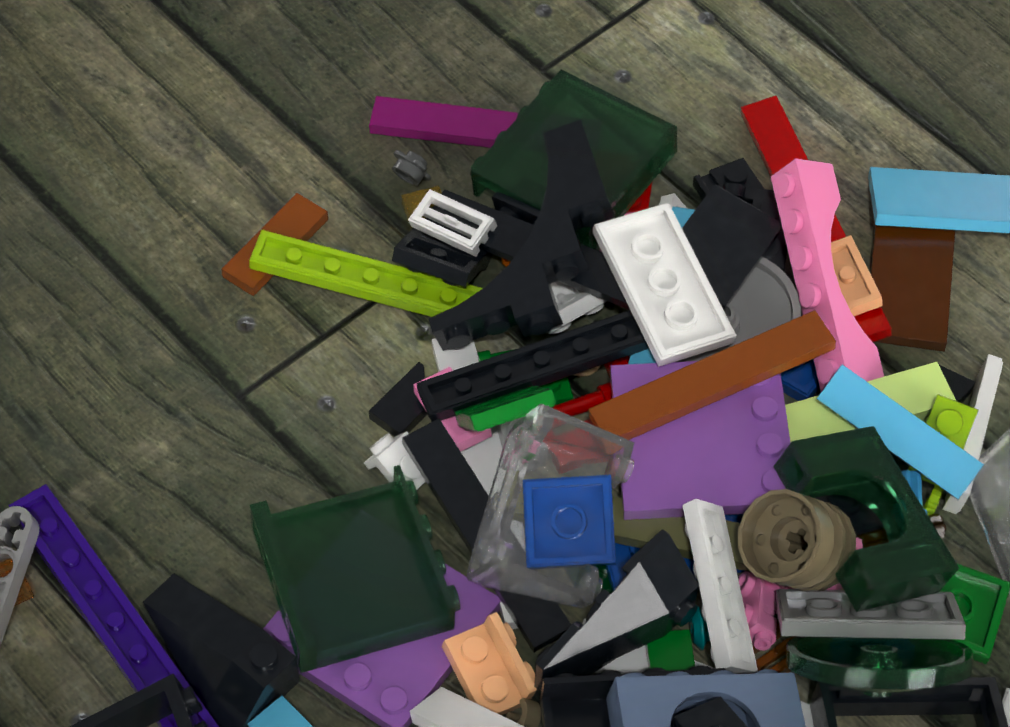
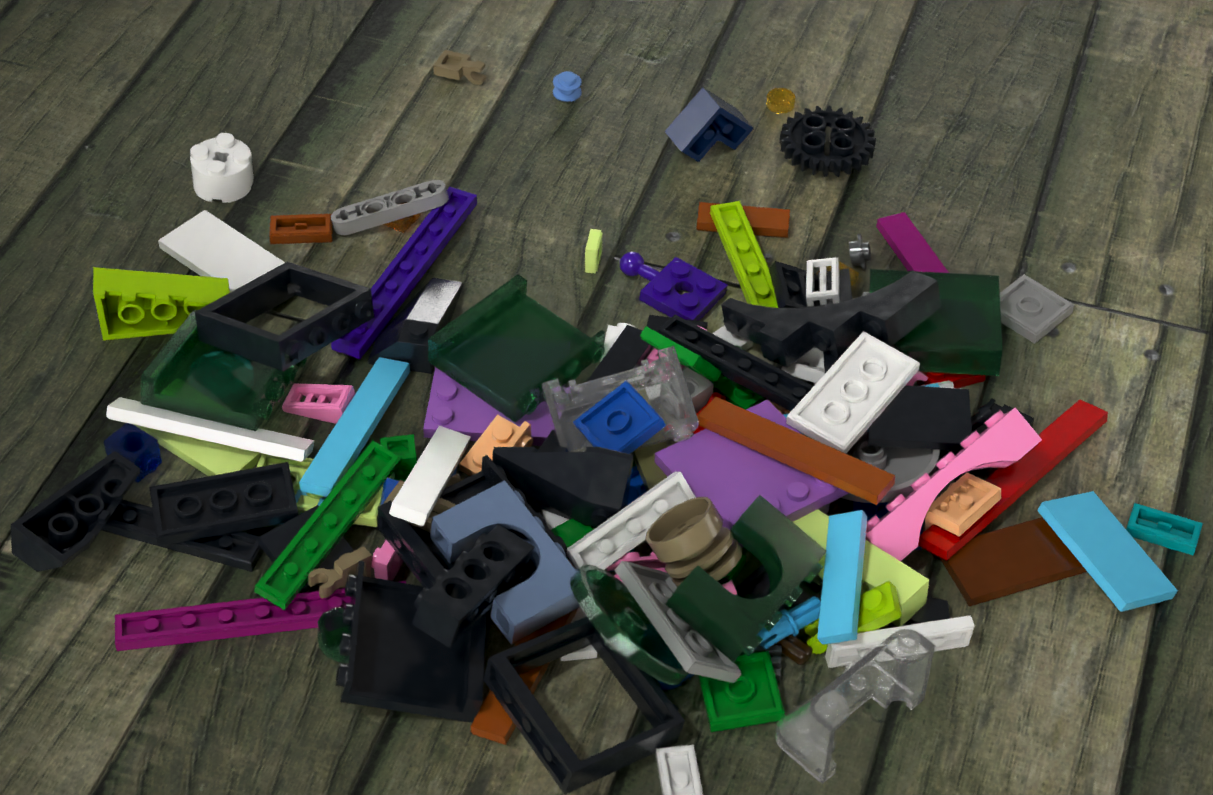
camera: 60 degrees right, 10 degrees down
(105, 106) = (780, 100): none -> clear yellow tile
(114, 195) = (706, 122): none -> dark blue brick
(215, 100) = (849, 146): none -> black gear
(229, 412) = (593, 251): none -> yellowish green tile
(337, 380) = (677, 275): none -> dark purple plate
(590, 61) = (1032, 308): none -> light grey tile
(961, 136) = (1163, 531): none -> teal tile

